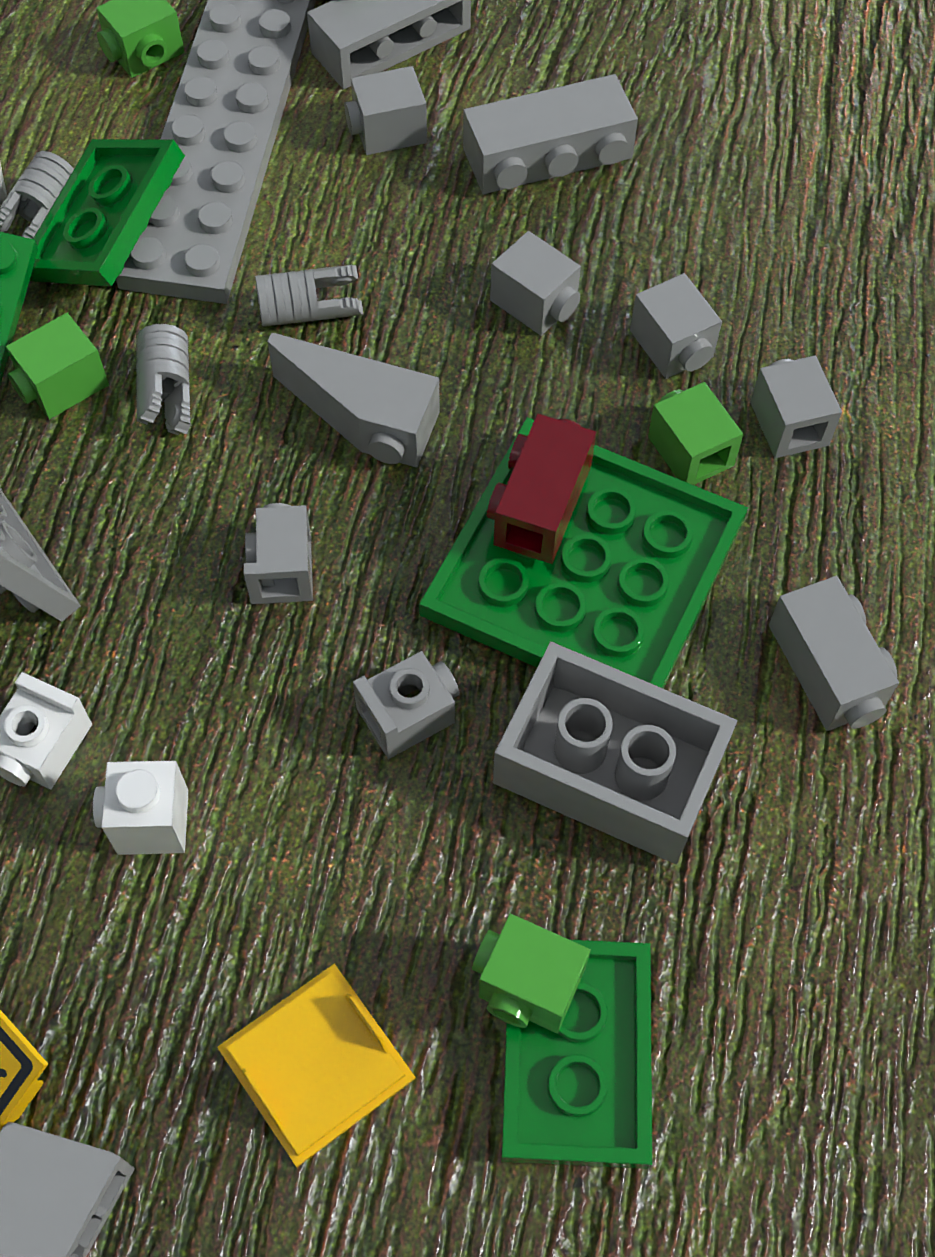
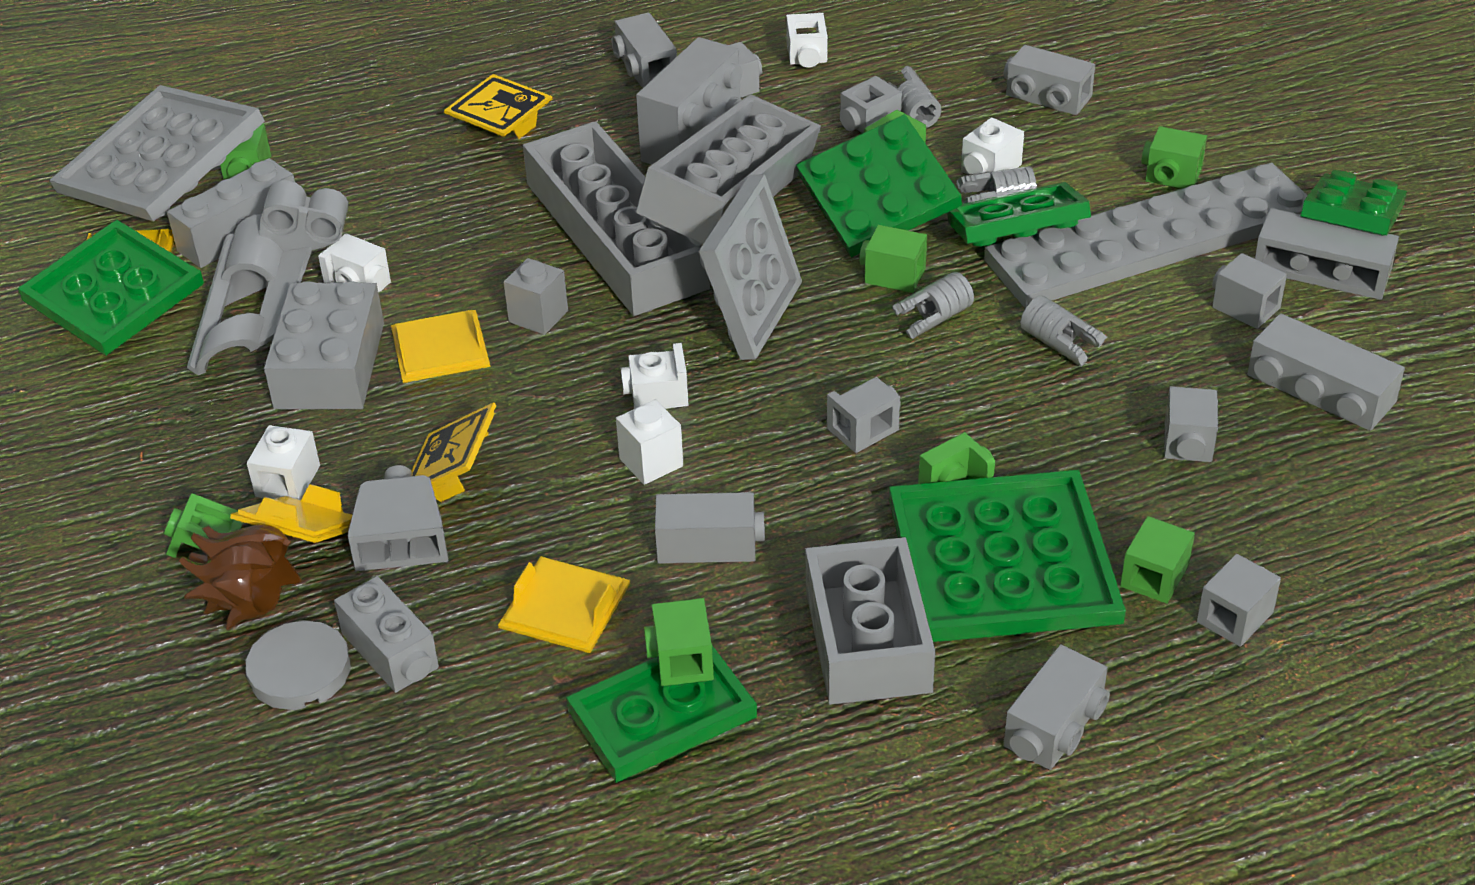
camera: 60 degrees right, 20 degrees down
(332, 829) = (707, 527): none -> light grey brick
(367, 401) = (1015, 401): light grey slope -> none
(405, 721) = (817, 516): light grey brick -> none
(434, 509) = (956, 460): none -> bright green bracket
(543, 487) = (1022, 490): dark red brick -> none
(675, 326) = (1236, 507): light grey brick -> none

